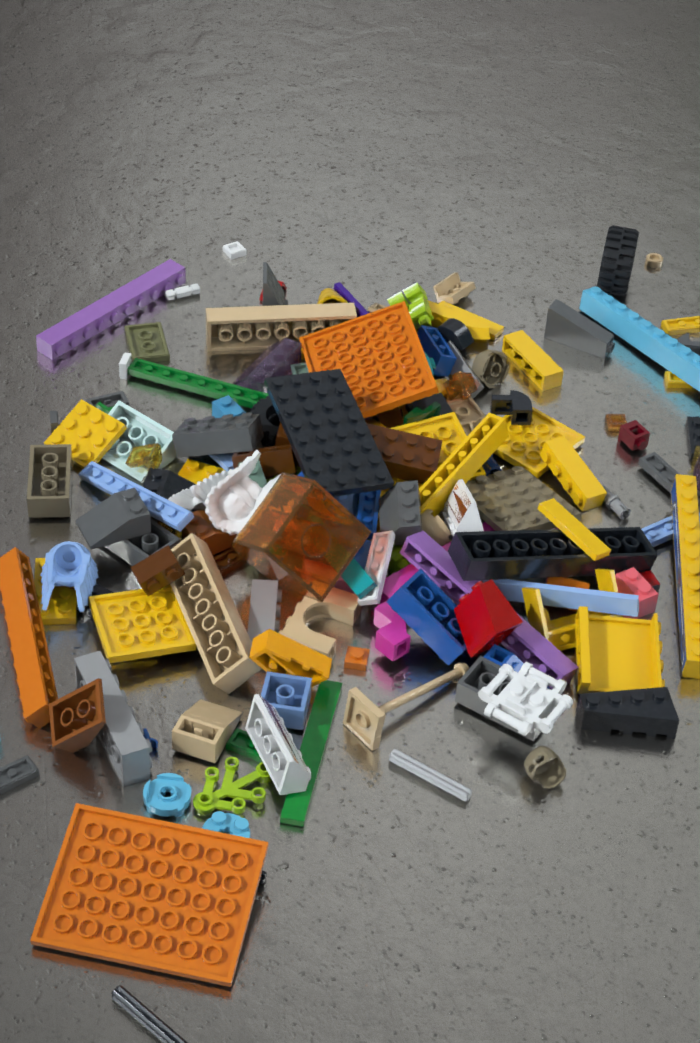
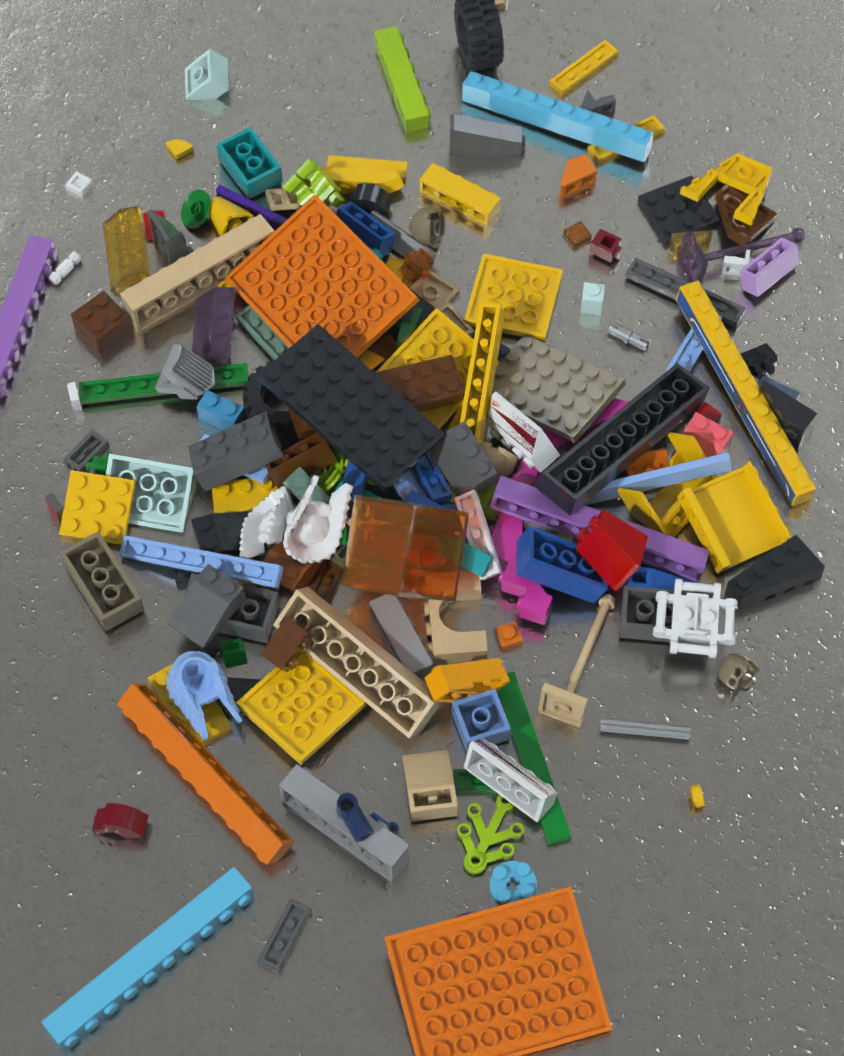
camera: 25 degrees left, 20 degrees up
(77, 717) = (323, 844): dark orange slope -> none
(115, 701) = (354, 818): none -> dark blue piece
(117, 573) = (233, 652): none -> green slope
(147, 342) = (72, 353): olive tile -> none
(147, 456) = (176, 509): clear yellow slope -> none
(167, 806) = (445, 861): medium azure plate -> none
(183, 329) = (101, 321): none -> reddish brown brick
(218, 376) = (185, 374): none -> light grey piece
(243, 290) = (126, 248): none -> clear yellow slope
(311, 292) = (195, 209): none -> green dish
(328, 257) = (179, 148): none -> yellow tile
(373, 279) = (249, 163): none -> teal brick
(382, 223) = (207, 77): none -> light aqua slope
(441, 843) = (697, 796): none -> yellow tile
(452, 289) = (332, 136): tan bracket -> none
(516, 405) = (483, 265): black brick -> none
(537, 277) = (401, 79): none -> lime brick
(573, 473) = (579, 323): yellow brick -> none
(574, 529) = (632, 404): yellow tile -> none
(598, 462) = (592, 298): none -> light aqua brick
(640, 384) = (577, 175): none -> orange slope

